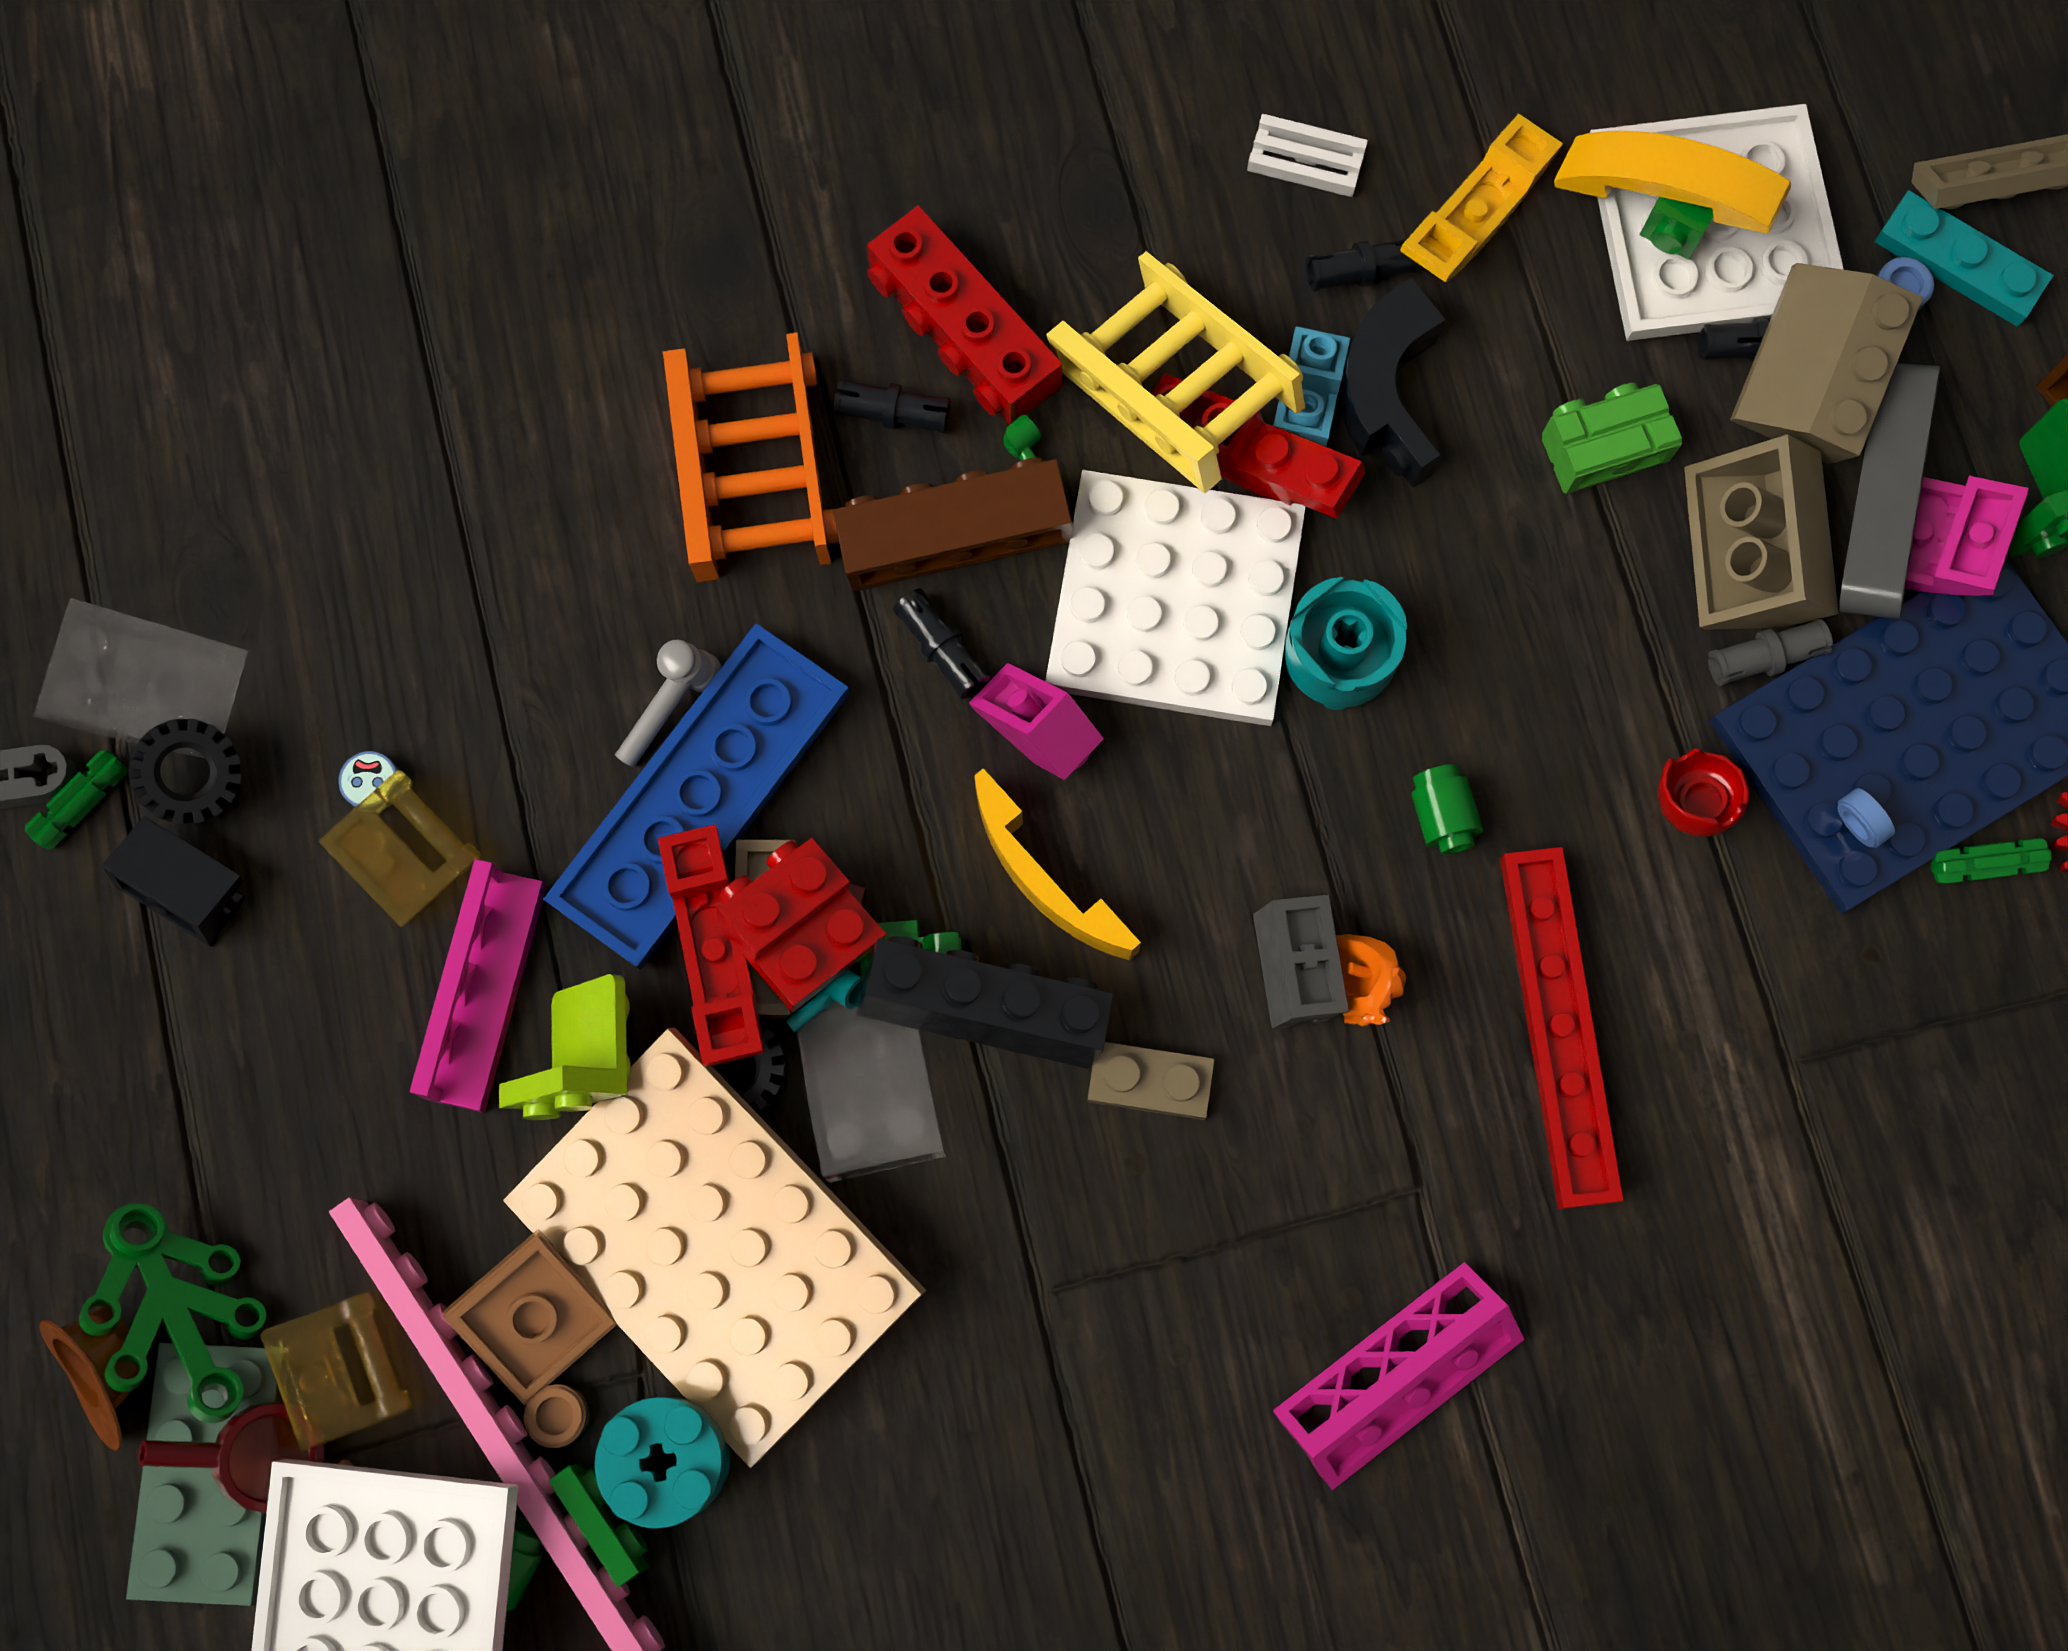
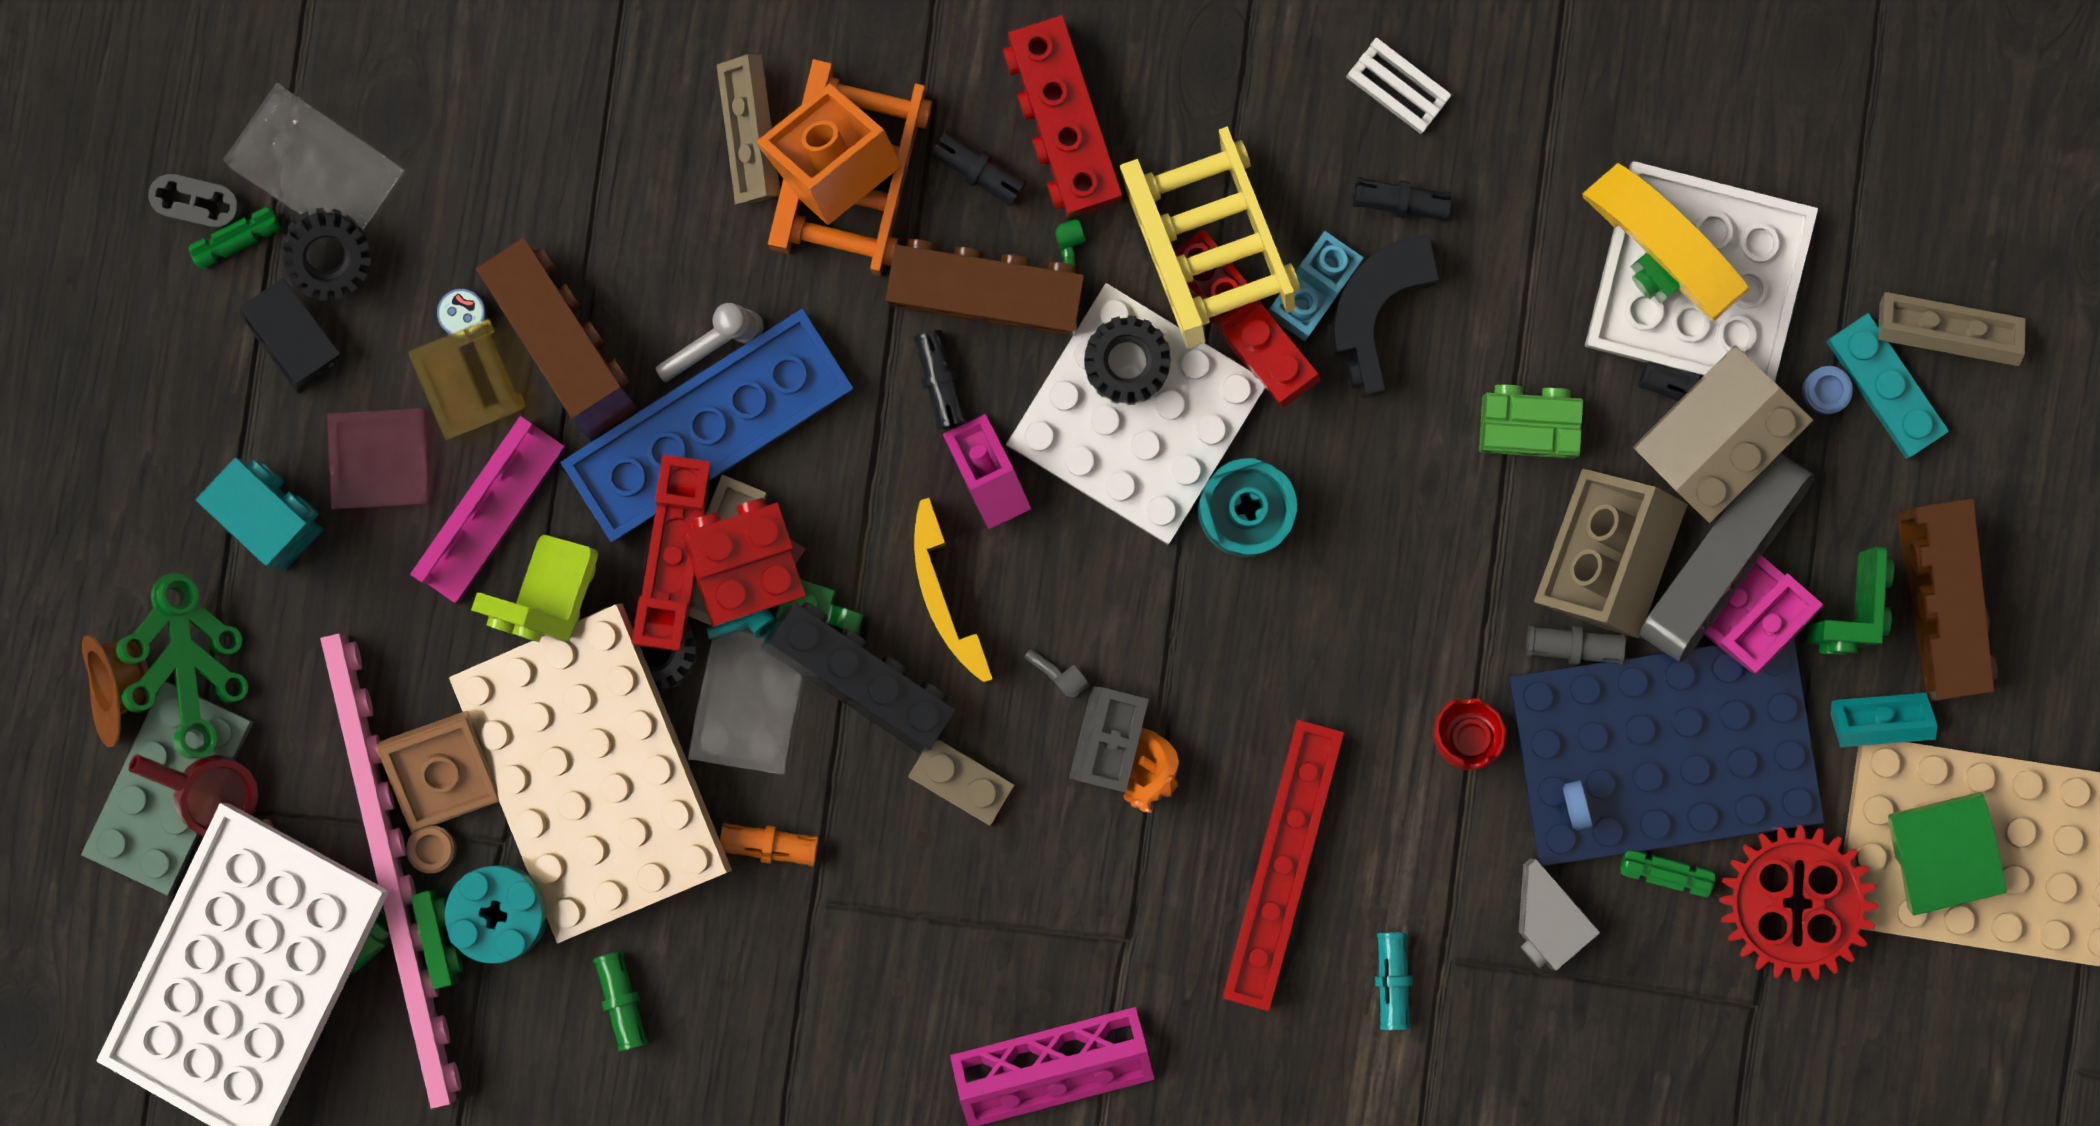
camera: 20 degrees right, 10 degrees up
(205, 1090) = (260, 514): none -> teal brick
(316, 1378) = (268, 754): clear yellow plate -> none
(330, 982) = (378, 459): none -> clear pink tile
(490, 761) = (557, 339): none -> reddish brown wedge
(621, 459) = (746, 121): none -> dark tan plate
(721, 435) = (830, 153): none -> orange slope
(854, 1508) = (620, 1001): none -> green pin
(958, 1244) = (769, 844): none -> orange pin
(1143, 500) = (1134, 331): none -> black tyre
(1226, 920) = (1069, 682): none -> dark grey hand
(1446, 809) = (1269, 667): green brick -> none
(1483, 201) = (1517, 186): yellow slope -> none
(1746, 1108) = (1393, 981): none -> teal pin
(1889, 962) = (1550, 919): none -> light grey slope

